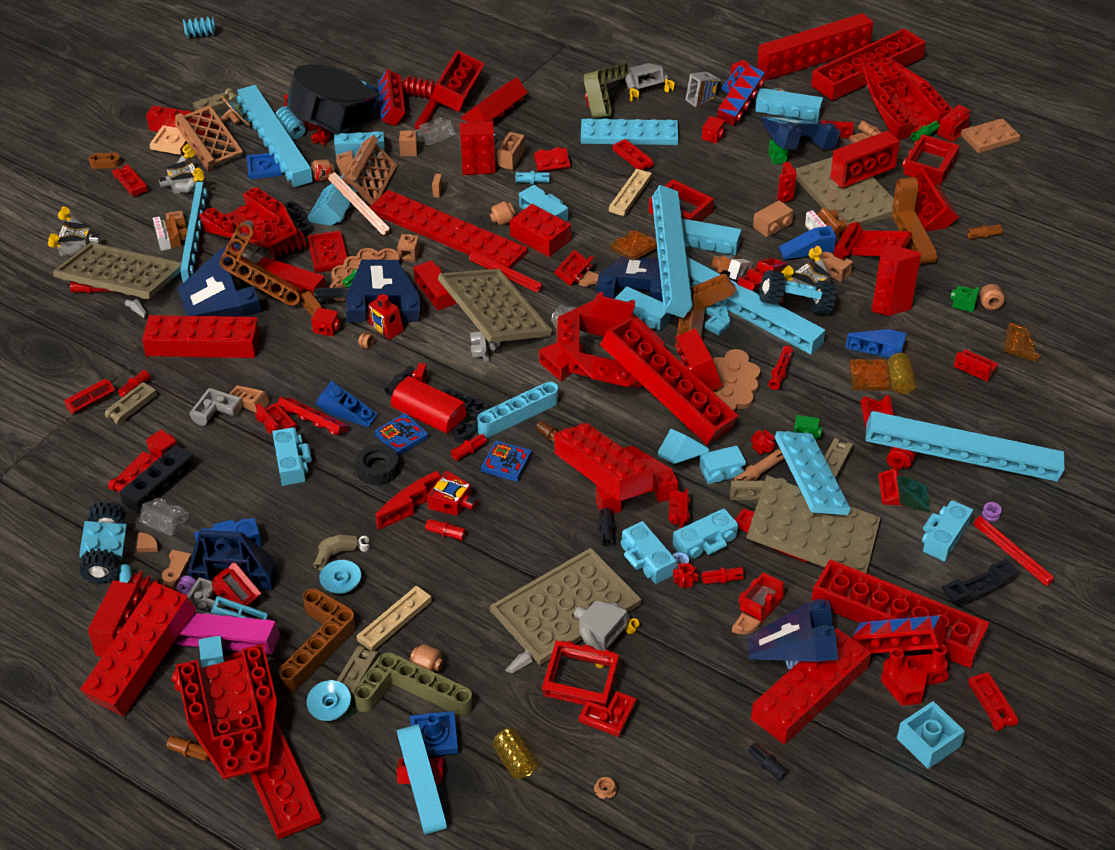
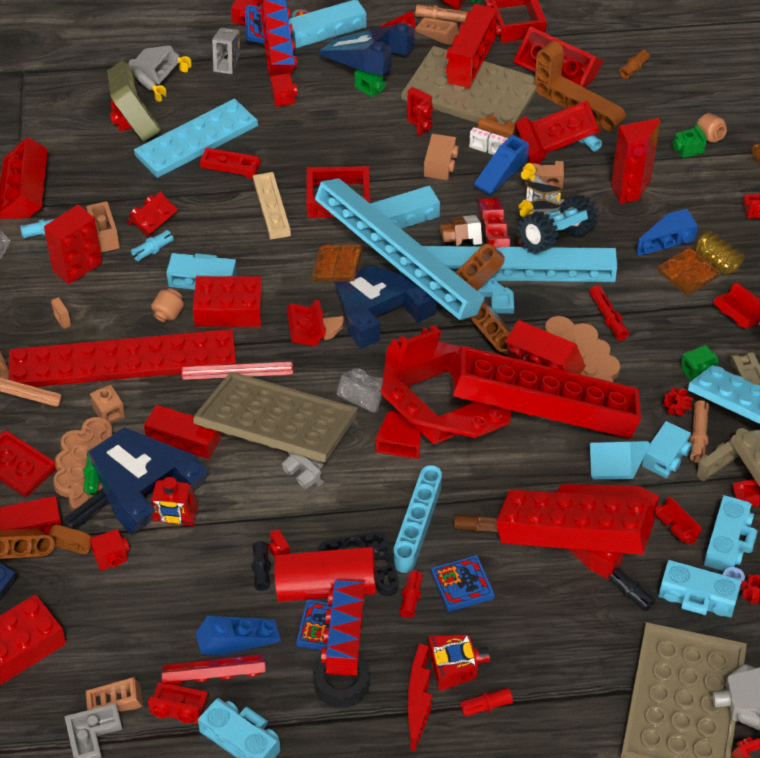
camera: 40 degrees left, 5 degrees up
(366, 340) = (175, 543): nougat plate -> none
(402, 435) = (344, 629): none -> red brick
(646, 308) = (412, 323): medium azure piece -> none

